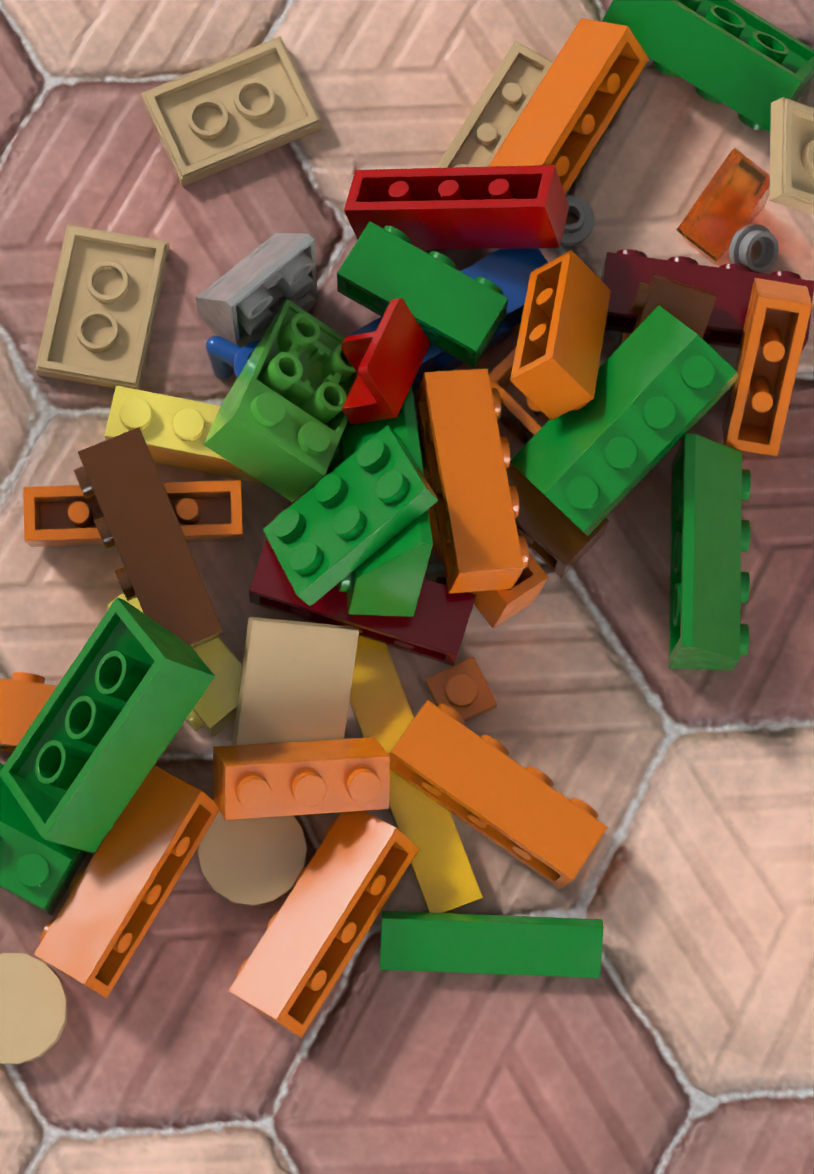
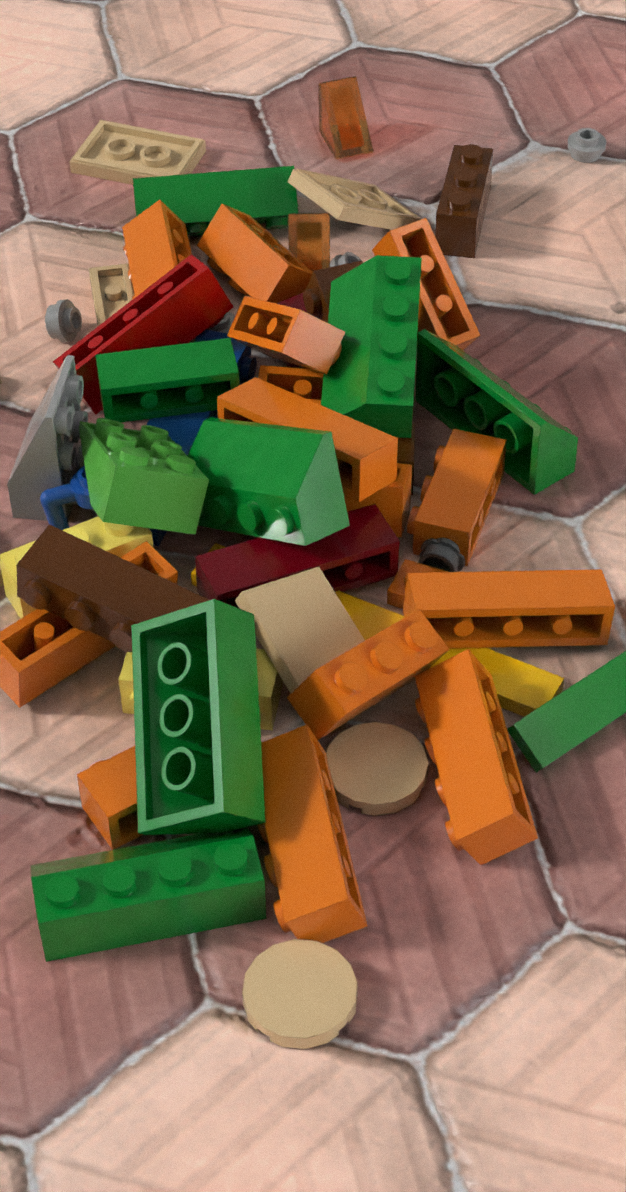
camera: 35 degrees left, 30 degrees down
(349, 515) = (251, 481): green plate -> none
(384, 364) = (182, 413): red panel -> none
(429, 101) = (63, 321): none -> light grey plate
(504, 681) = (442, 554): none -> dark grey plate
(583, 624) = (459, 491): none -> orange brick
(667, 171) = (252, 257): none -> orange brick

